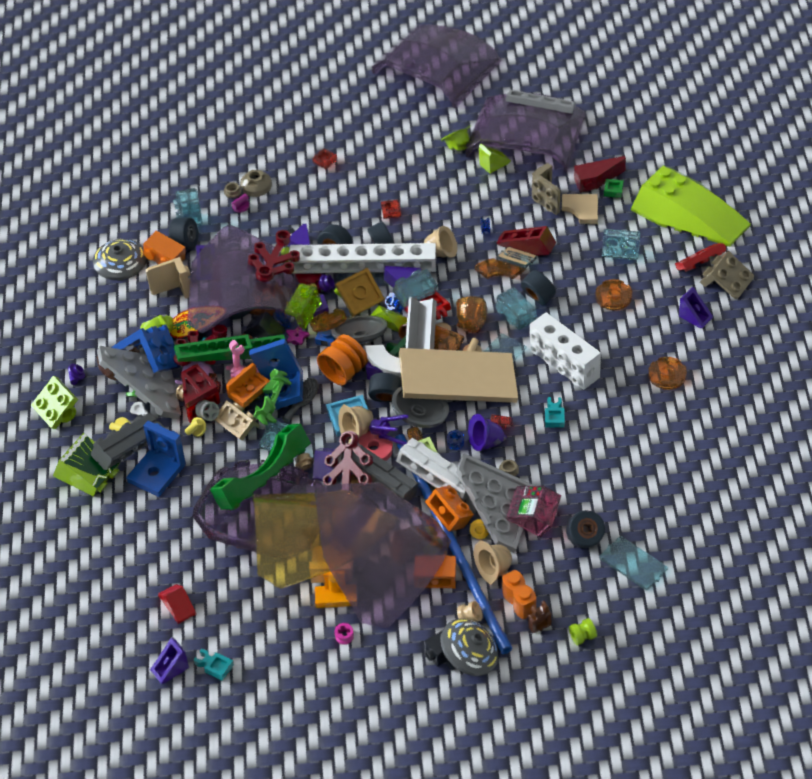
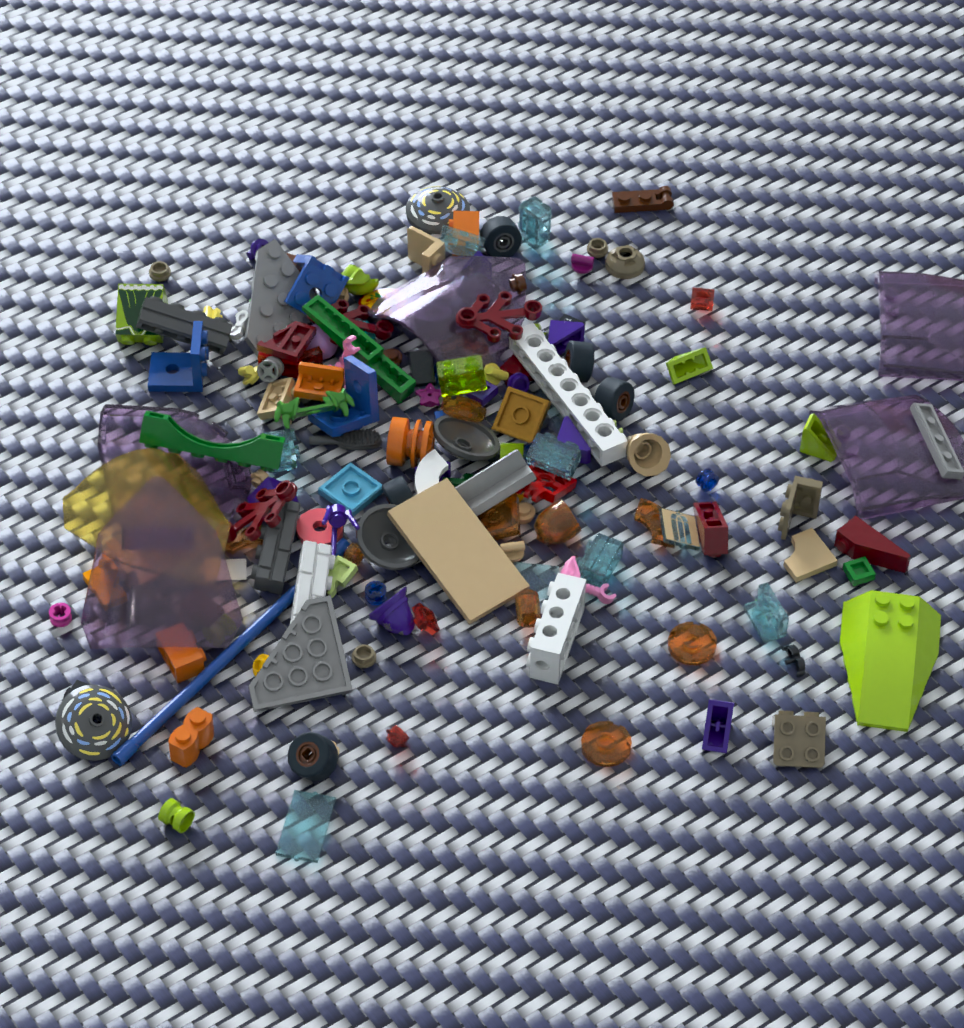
camera: 55 degrees right, 0 degrees up
(45, 441) = (159, 271): none -> dark tan plate
(55, 403) = (206, 254): lime plate -> none
(177, 603) = (20, 465): red slope -> none
(184, 249) = (461, 242): none -> clear light blue bracket
(206, 149) = (642, 200): none -> reddish brown plate
(251, 235) = (518, 283): none -> reddish brown plate
(354, 419) = (333, 492): tan piece -> none
(375, 190) = (689, 365): none -> lime slope
(390, 209) = (669, 388): clear red plate -> none
(449, 508) = (266, 624): orange brick -> none
(457, 140) = (817, 396): lime piece -> none
(471, 611) = (145, 709): tan wheel -> none
(491, 560) = (225, 696): tan piece -> none
(522, 326) = (572, 569): none -> bright pink piece
(529, 362) = (527, 607): none -> clear orange brick
(534, 508) = (312, 697): clear pink slope -> none
(538, 287) = (642, 566): black wheel -> none
(539, 618) = (168, 768): reddish brown plate -> none
(554, 414) = (467, 664): teal plate -> none
(592, 479) = (397, 737): none -> clear red plate
(656, 248) = (794, 654): none -> black piece
(701, 256) = (810, 699): red hinge -> none

